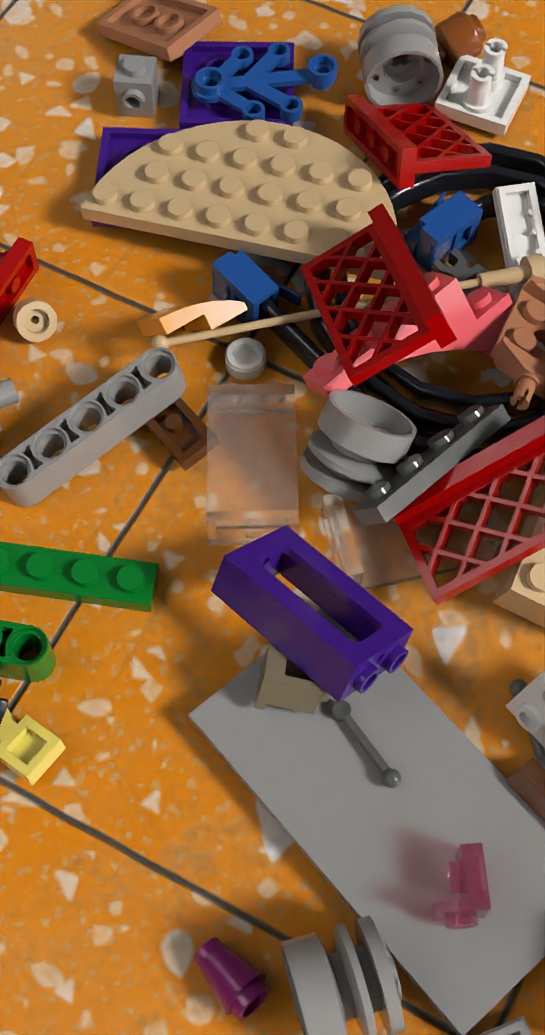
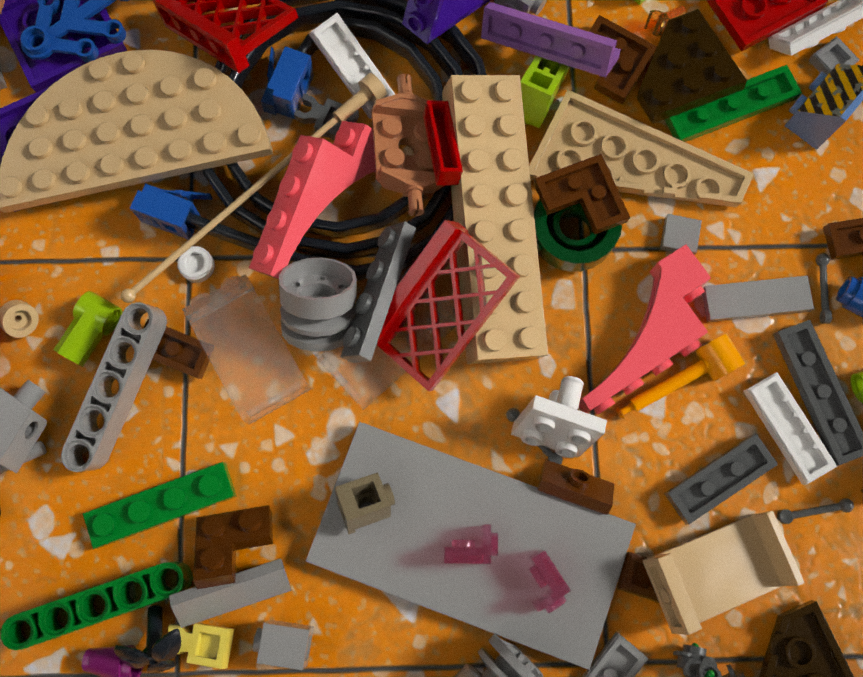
camera: 30 degrees left, 15 degrees up
(86, 702) = (250, 587): none -> light grey tile
(106, 356) = (91, 321): none -> lime piece
(111, 638) = (220, 537): none -> reddish brown plate
(112, 790) = (283, 644): none -> light grey brick
(192, 316) = (127, 265): light orange slope -> none
(299, 632) = (345, 471): dark purple piece -> none
(342, 713) = (407, 502): dark grey hinge -> none
(383, 803) = (465, 552): none -> clear pink bracket
(410, 286) = (294, 165): red fence -> none

